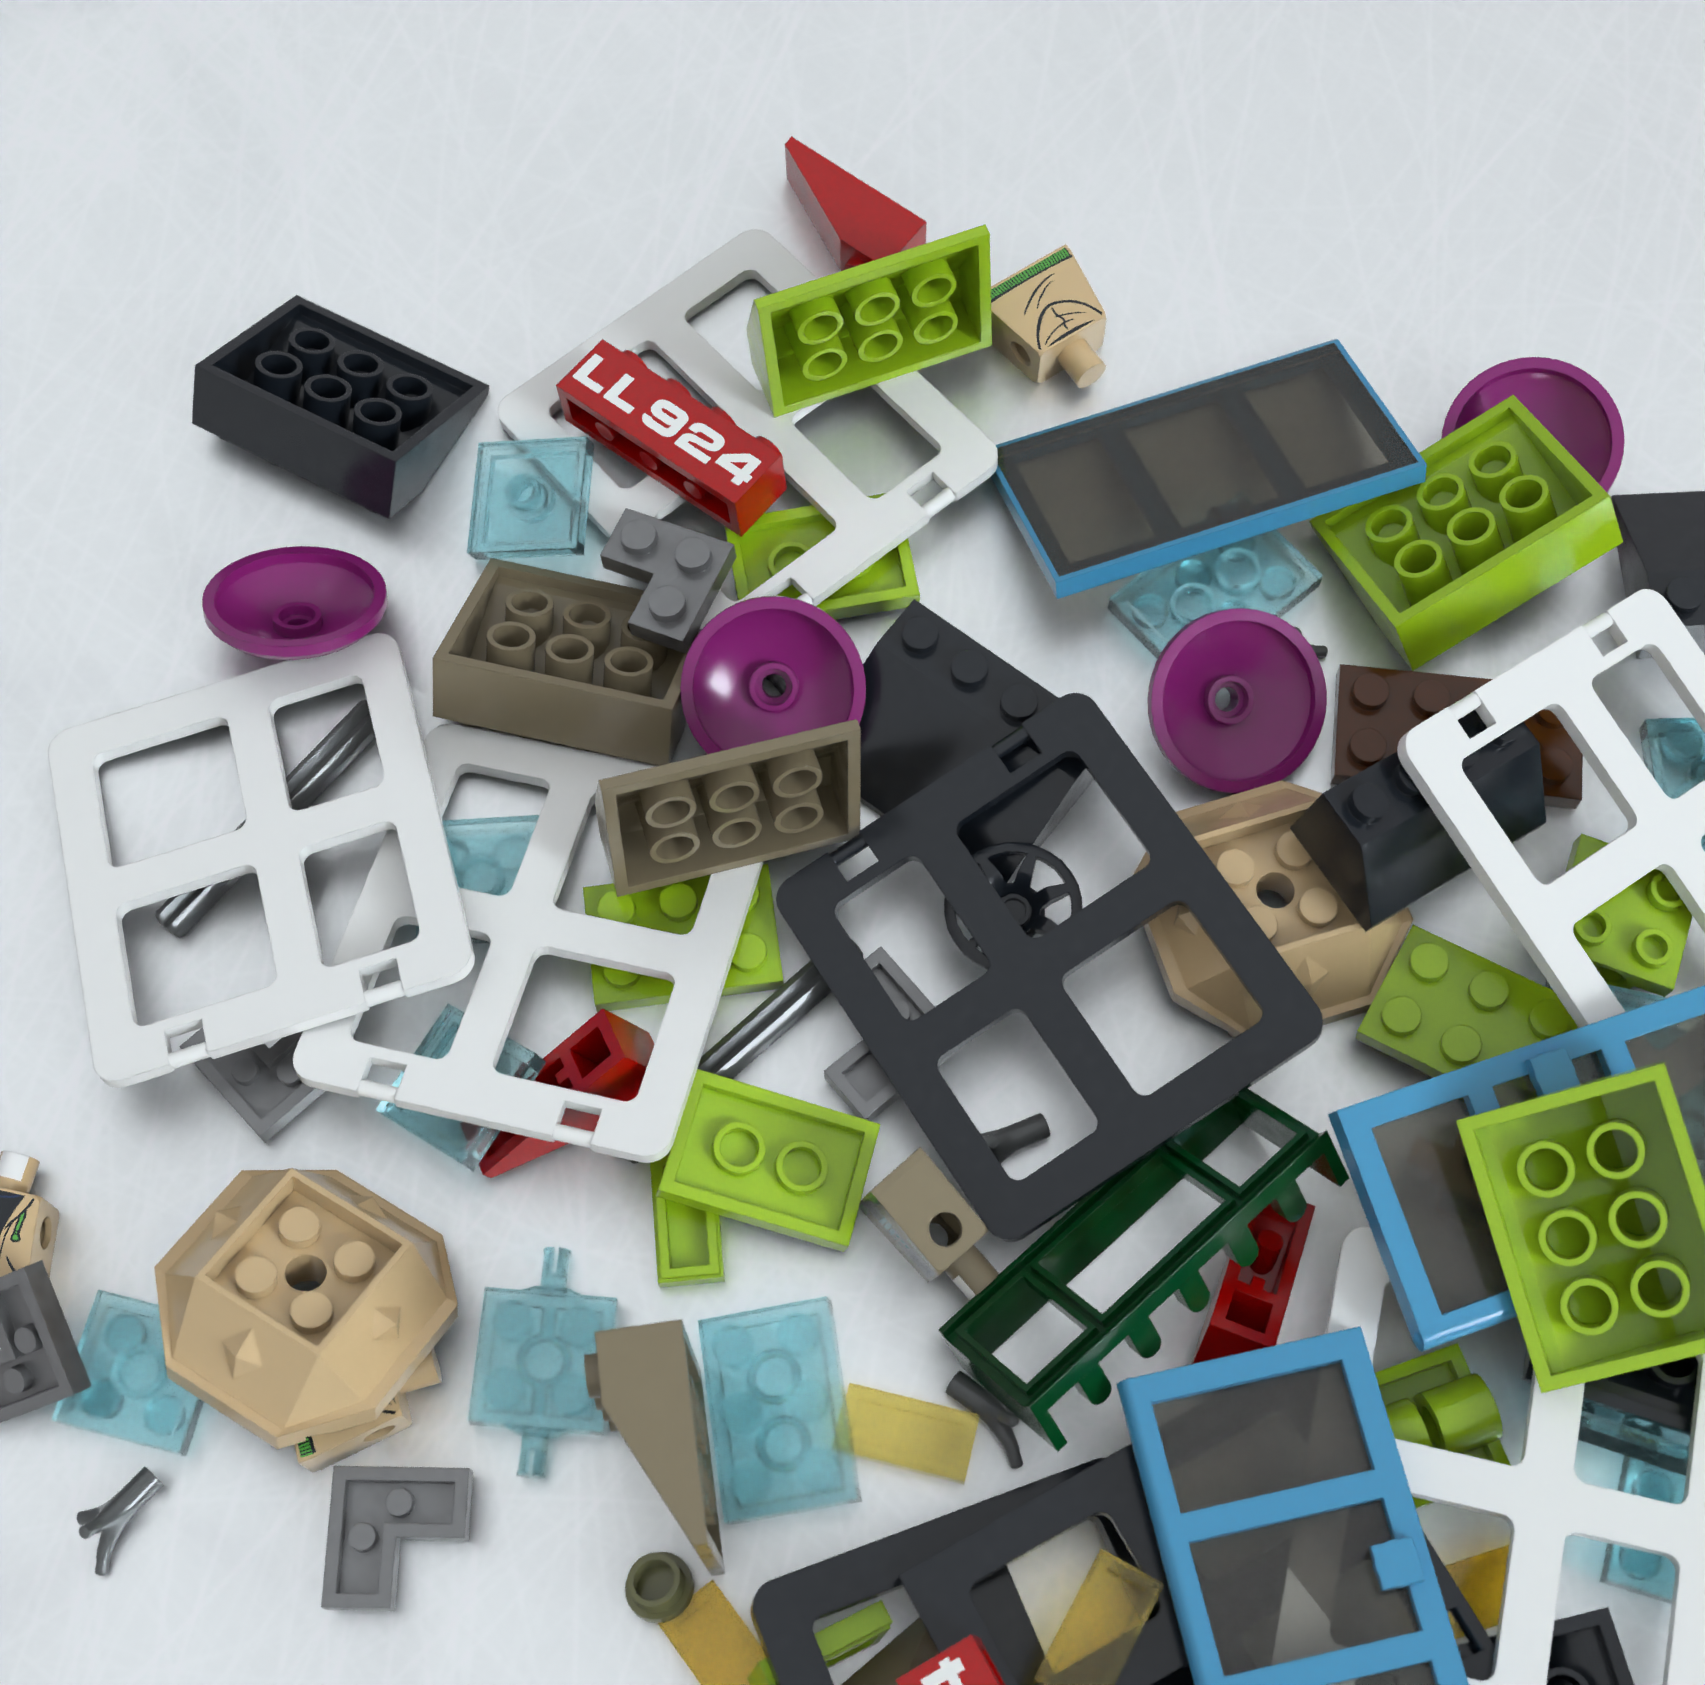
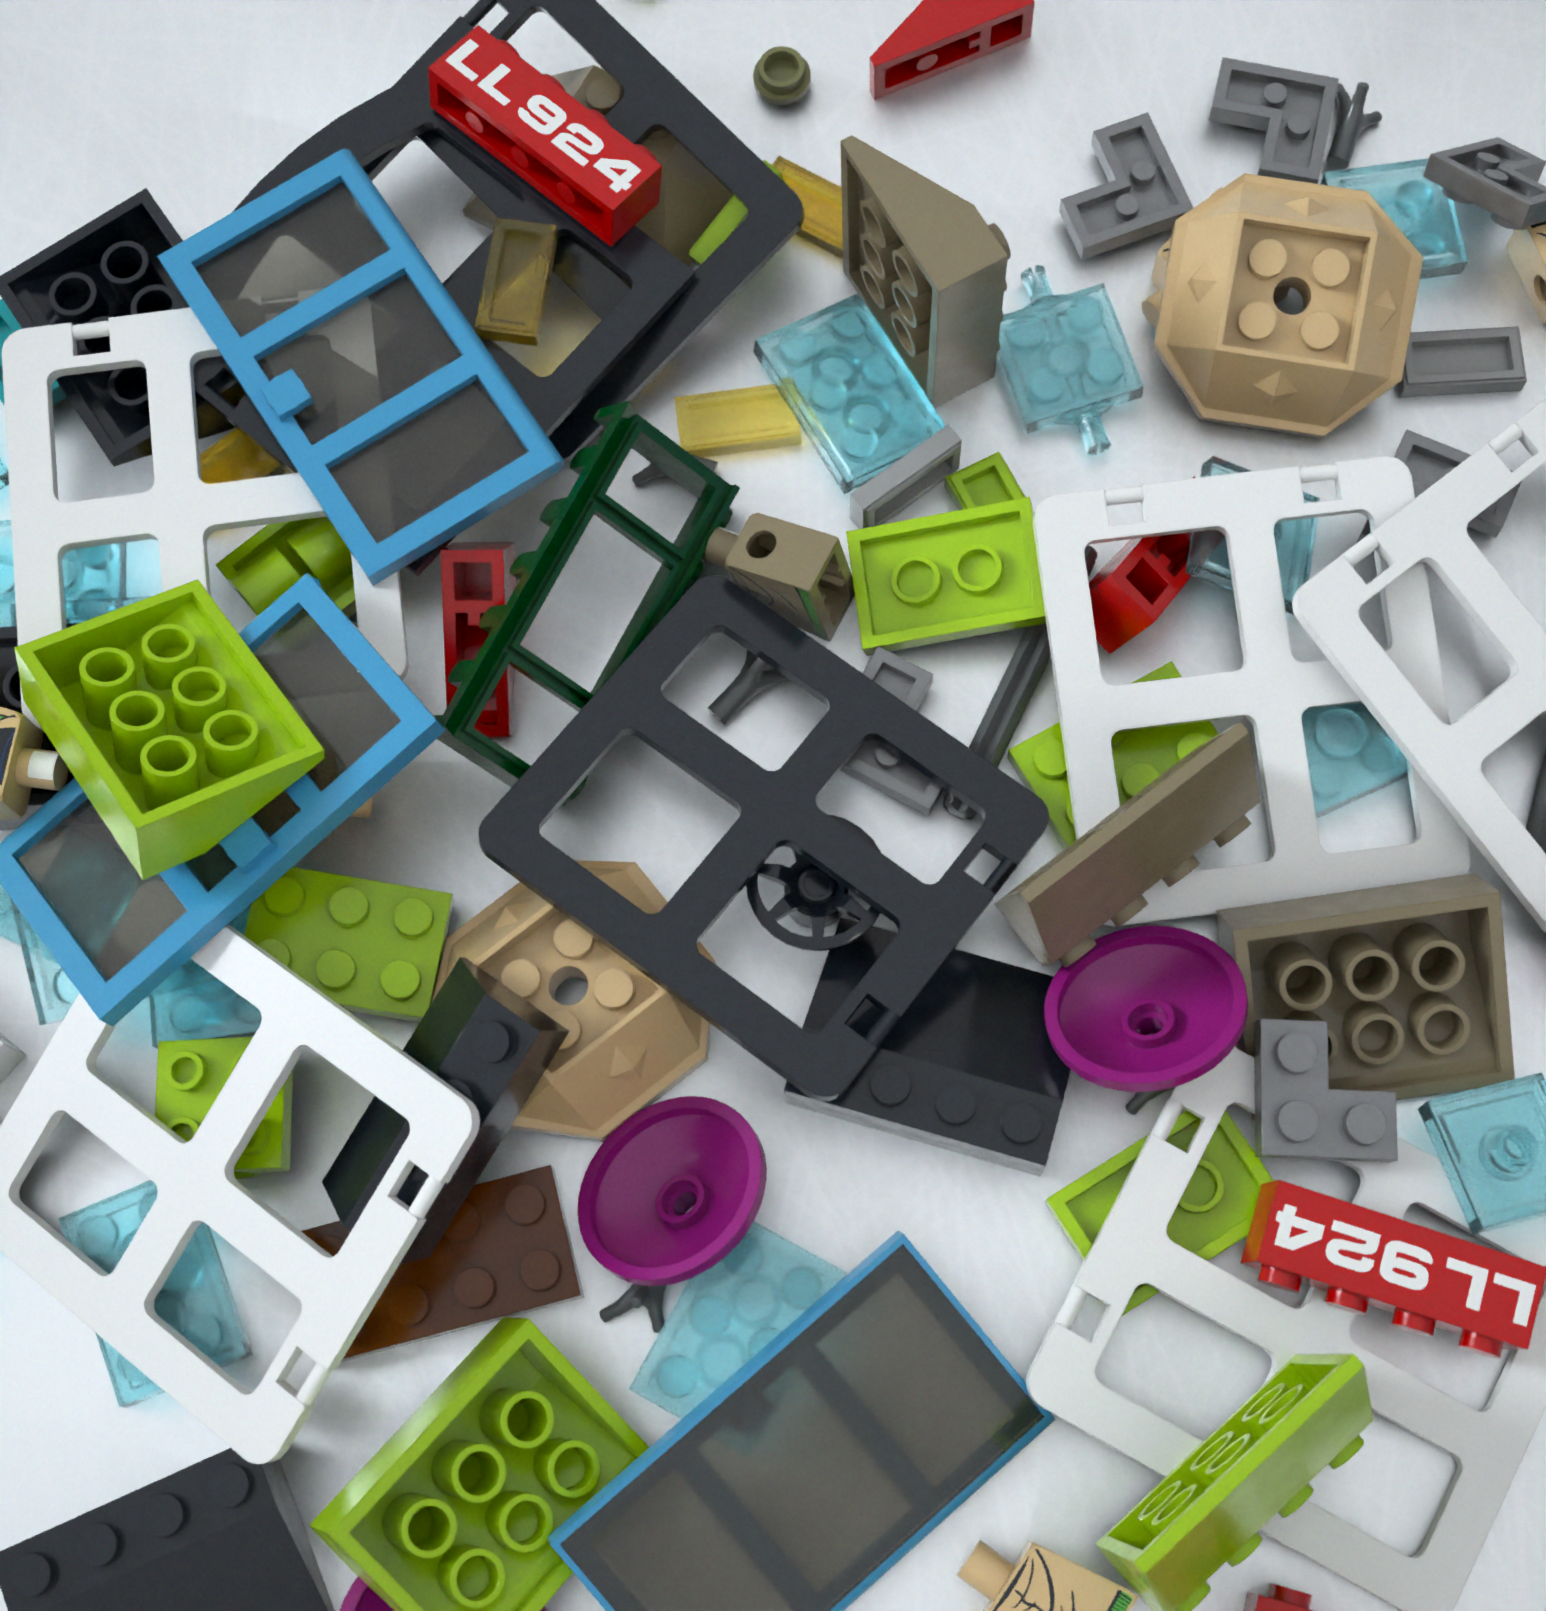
camera: 165 degrees right, 5 degrees up
(152, 1196) = (1463, 362): none -> light grey tile
(166, 1548) = (1287, 105): none -> flat silver plate
(765, 1282) = (906, 479): none -> light grey tile

